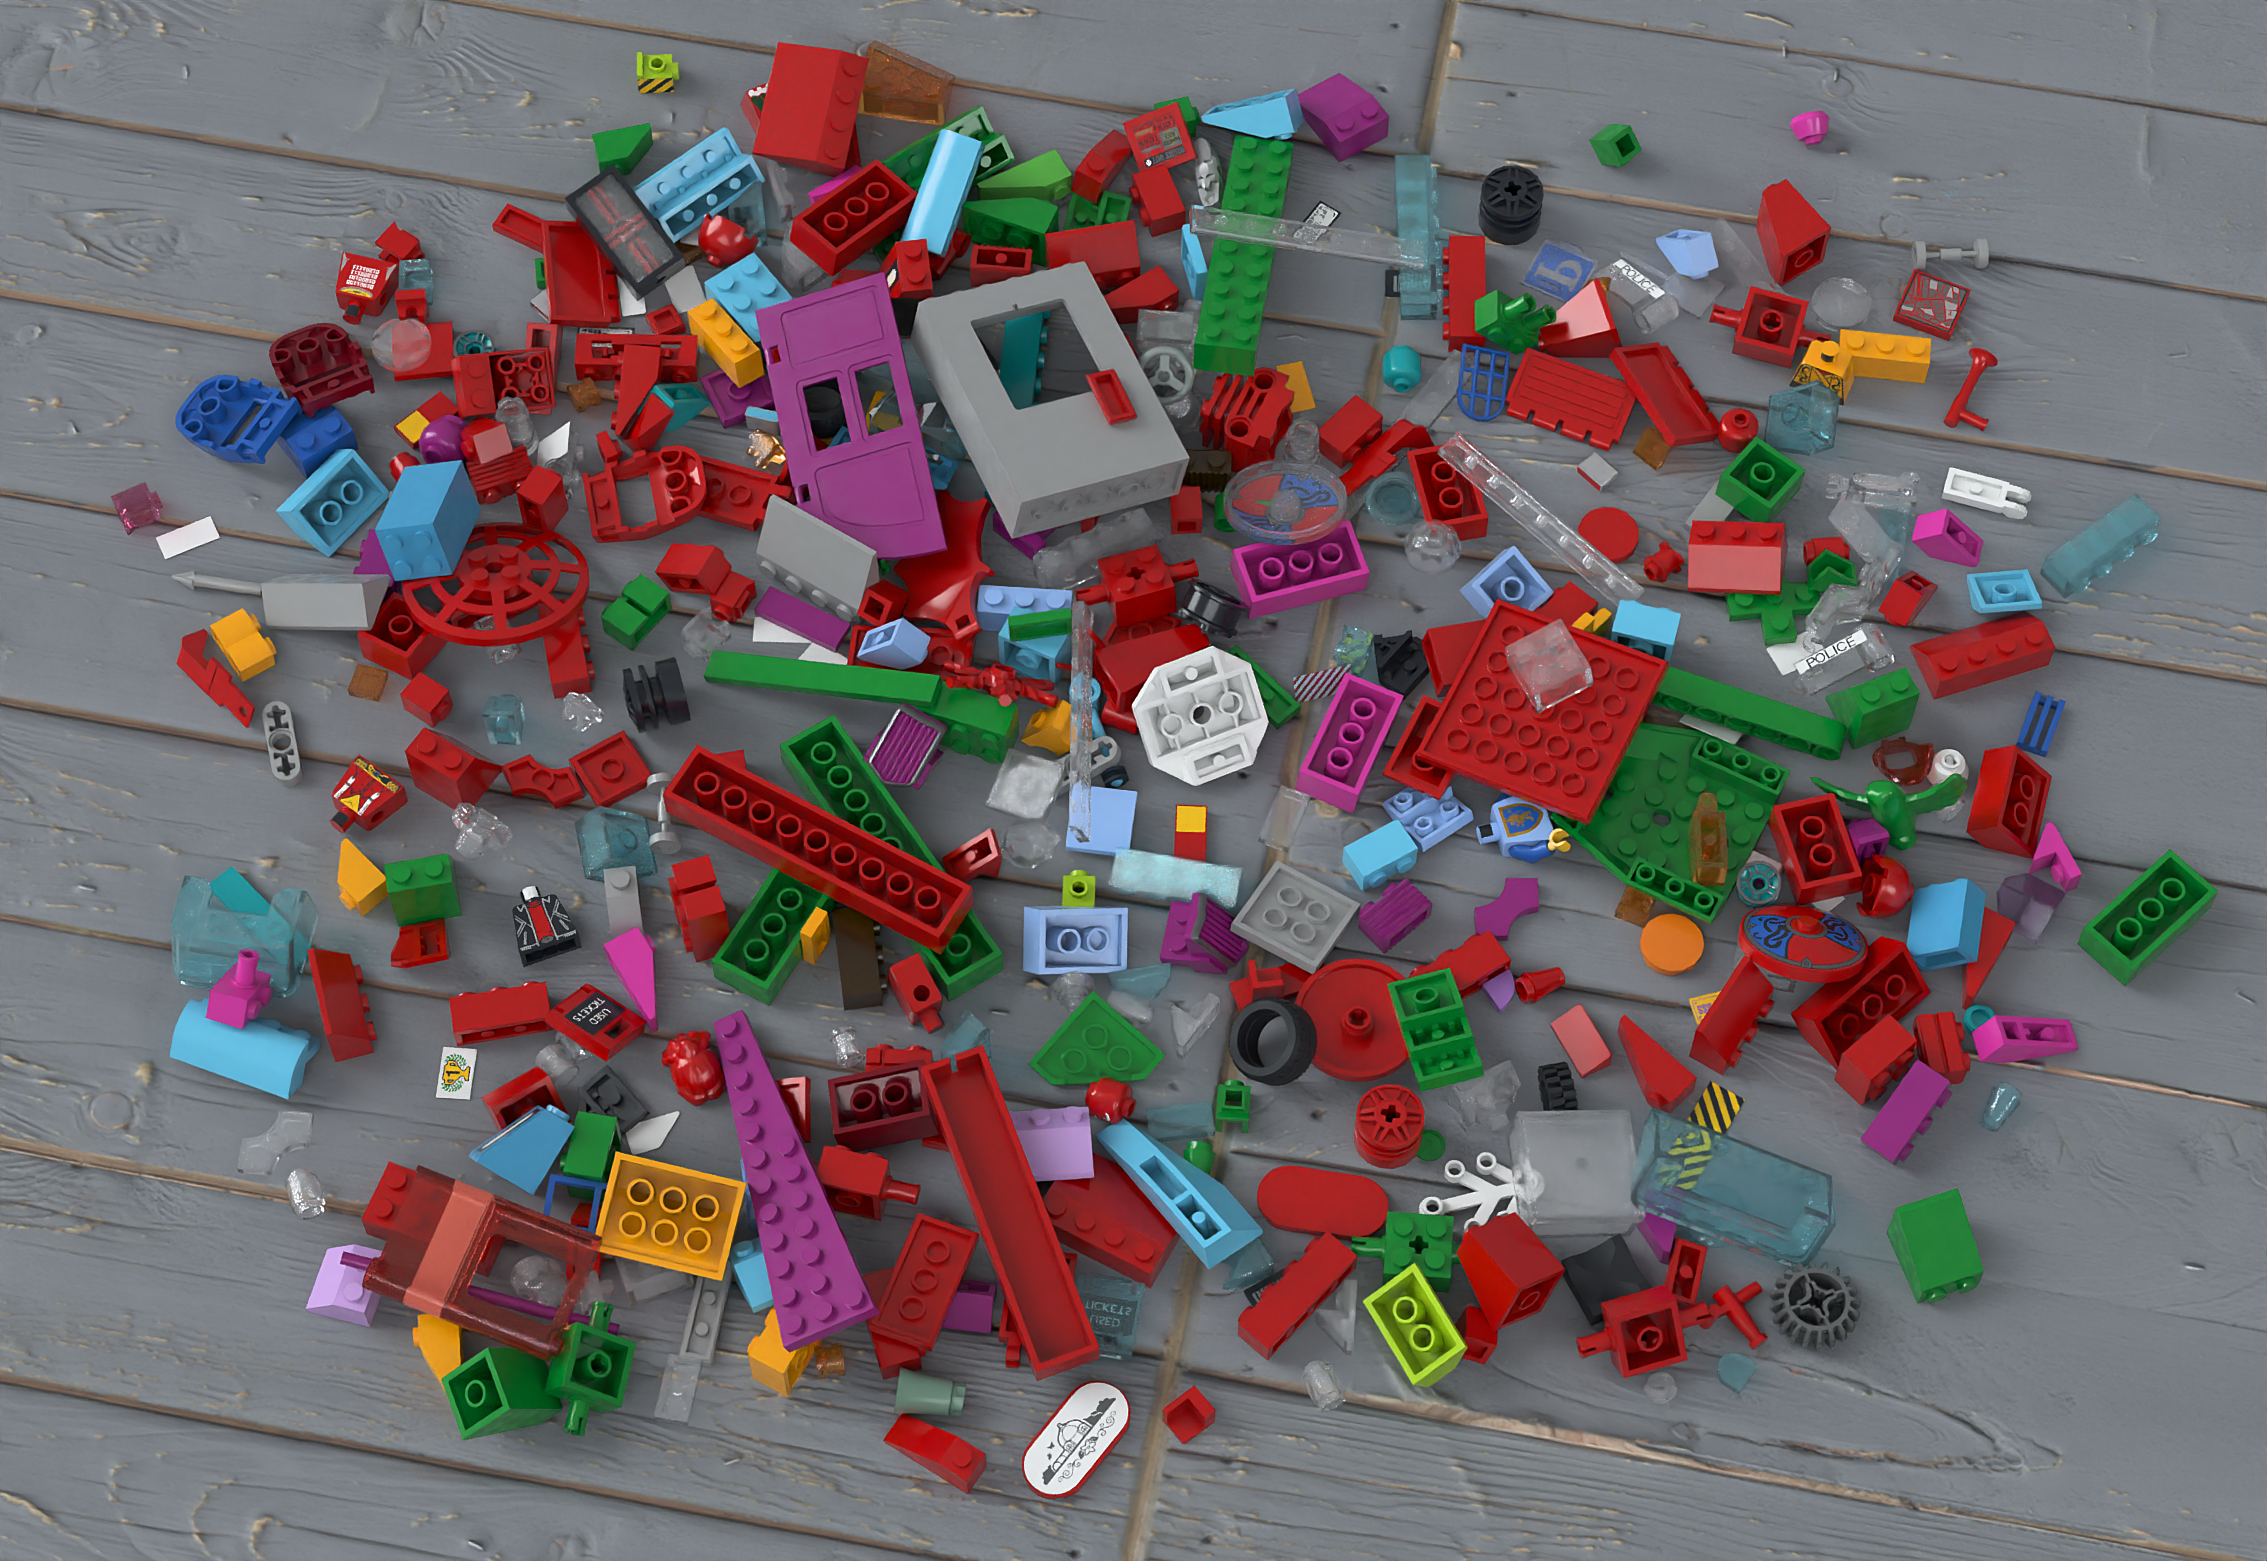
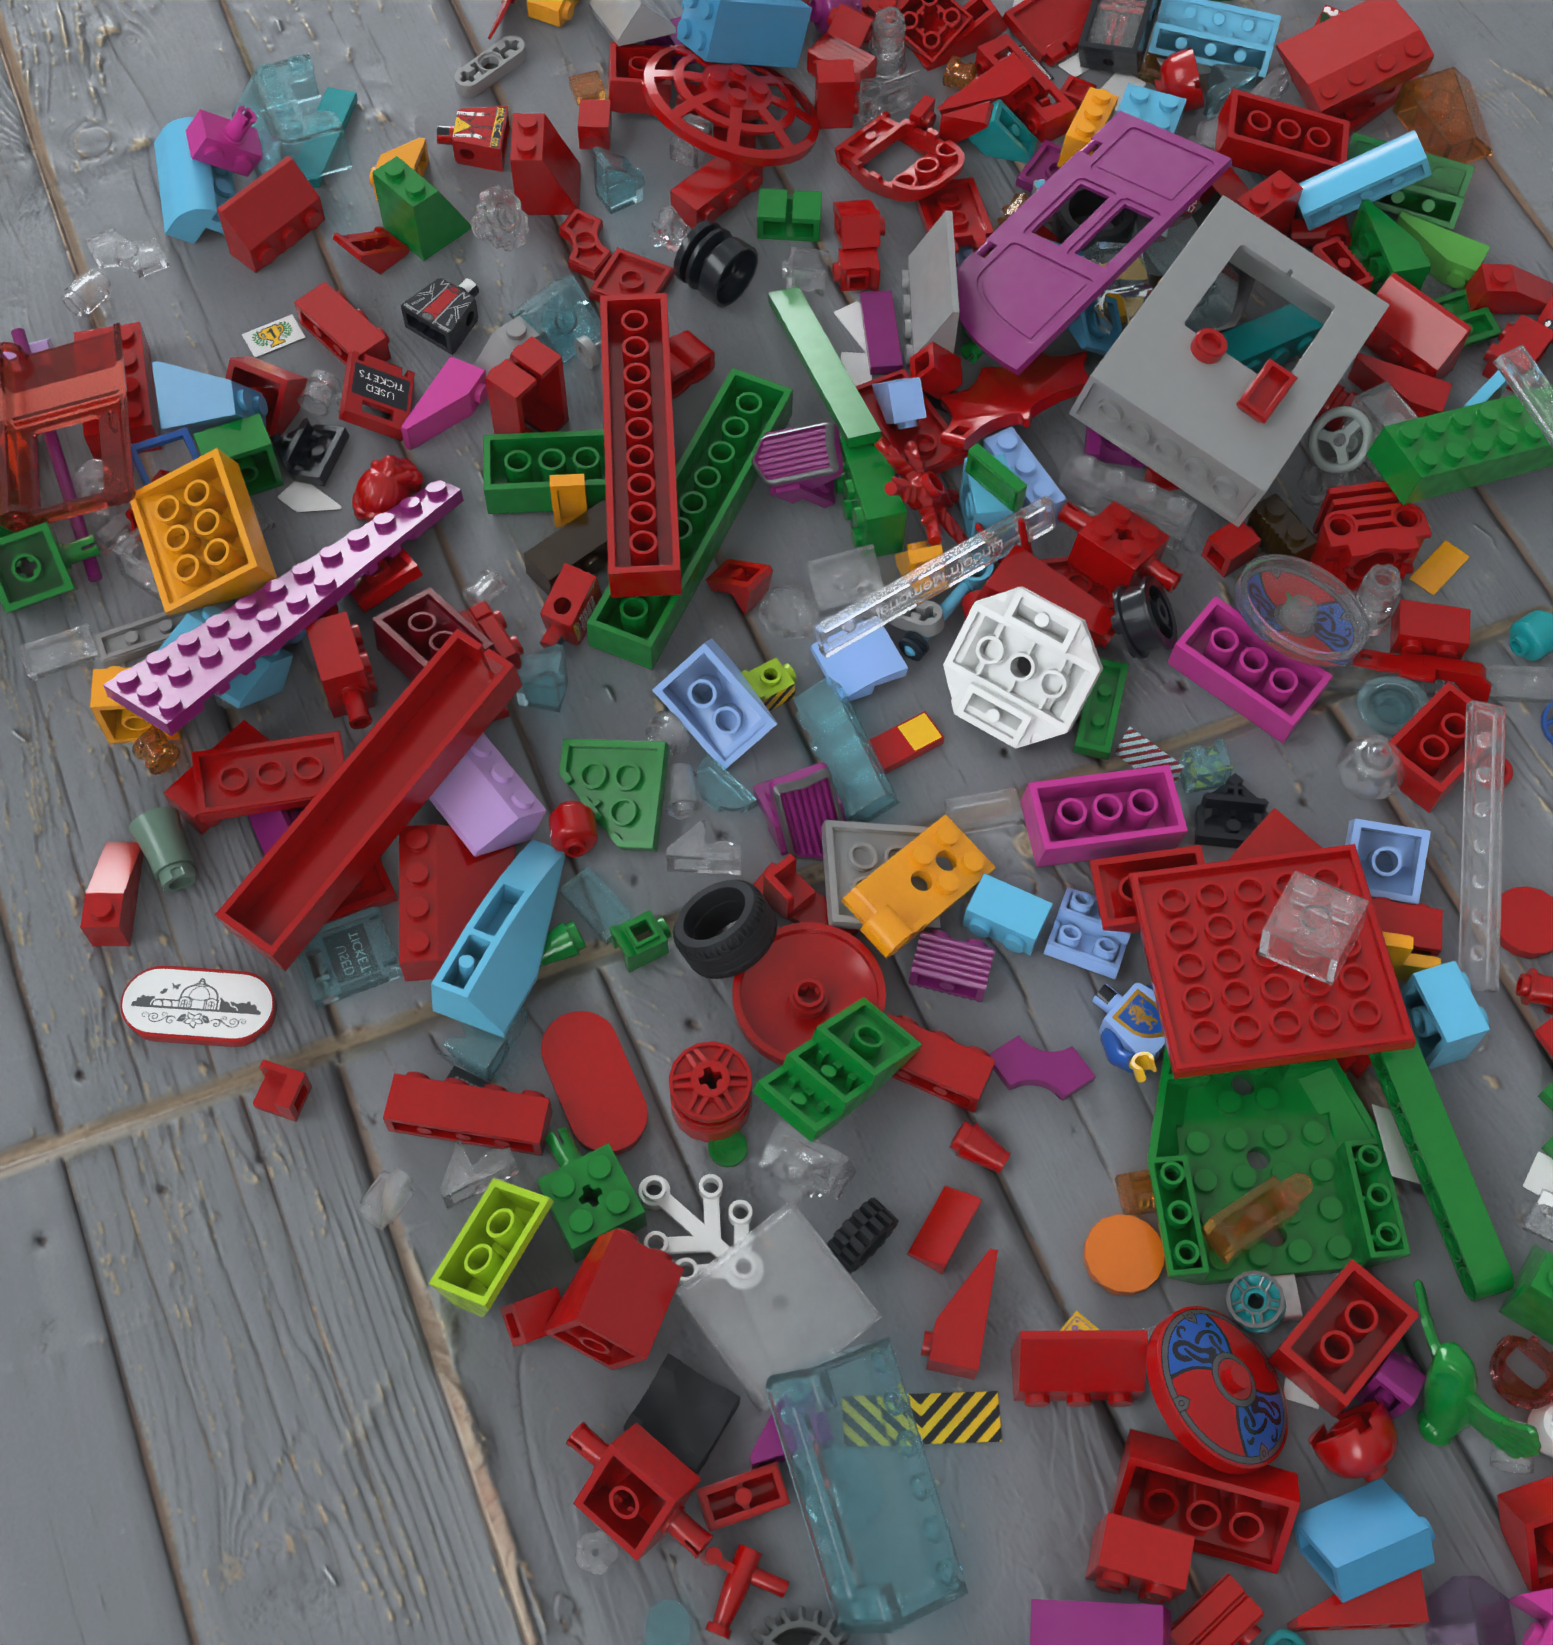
camera: 55 degrees right, 0 degrees up
(1047, 407) = (1208, 345): none -> red tile
(1327, 922) = (896, 910): none -> light orange hinge
(1500, 990) = (946, 1114): medium lavender tile -> none

